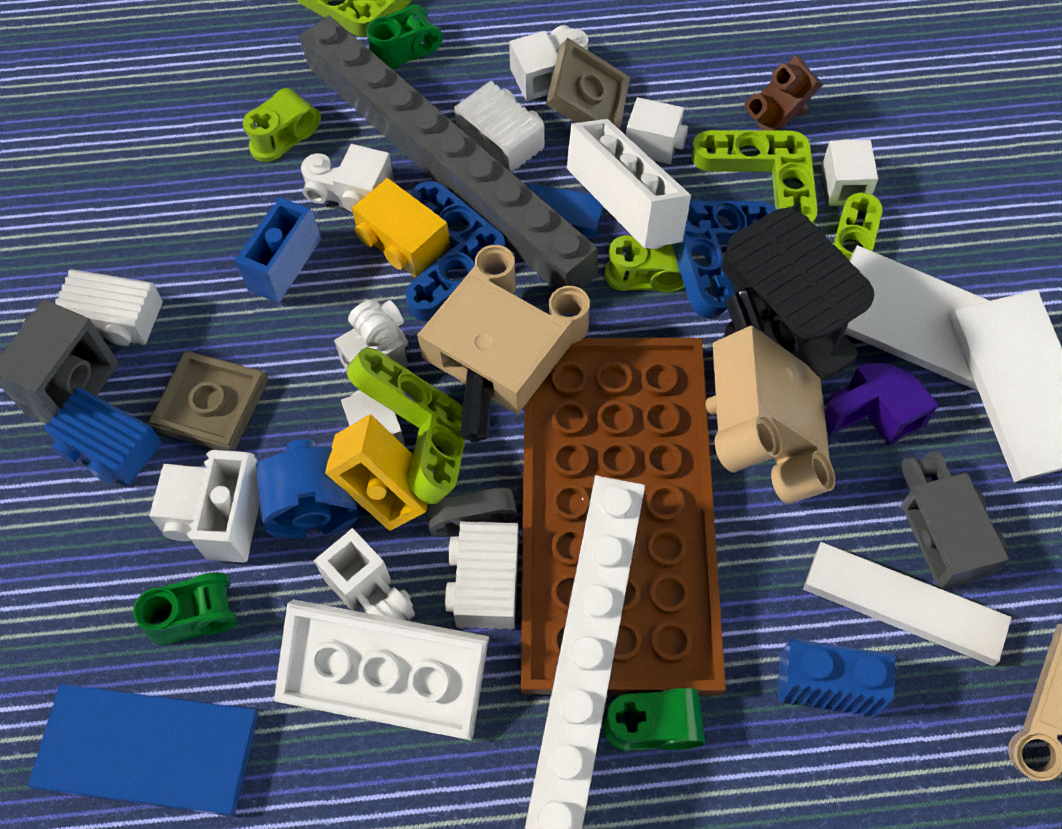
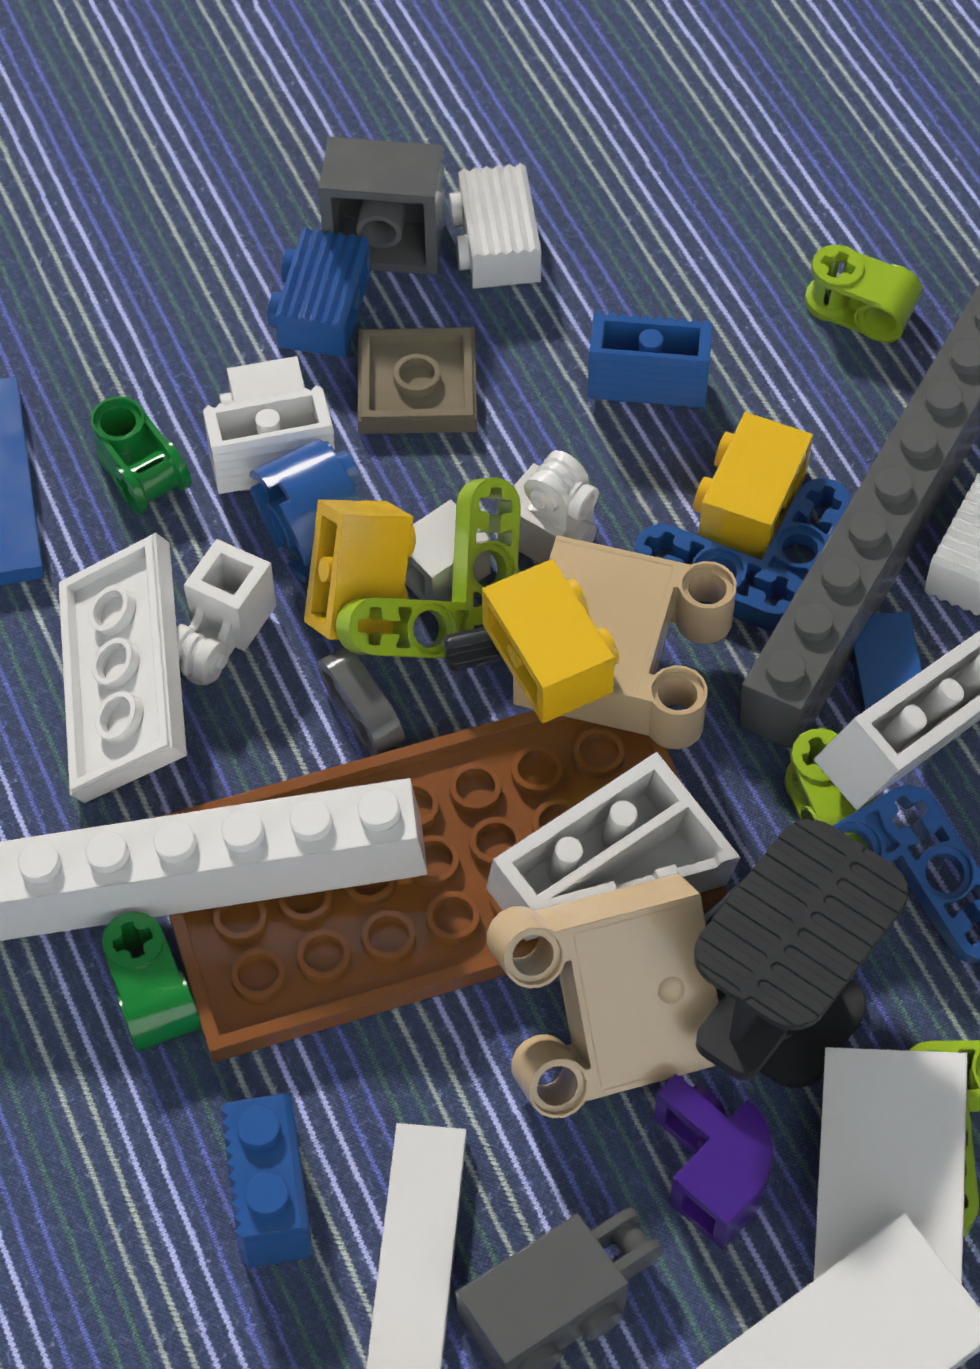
camera: 70 degrees right, 5 degrees down
(351, 181) = (808, 400): white brick -> none
(484, 575) = (279, 737): white brick -> none
(515, 357) = (549, 640): none -> yellow brick
(671, 384) = (614, 839): none -> white wedge

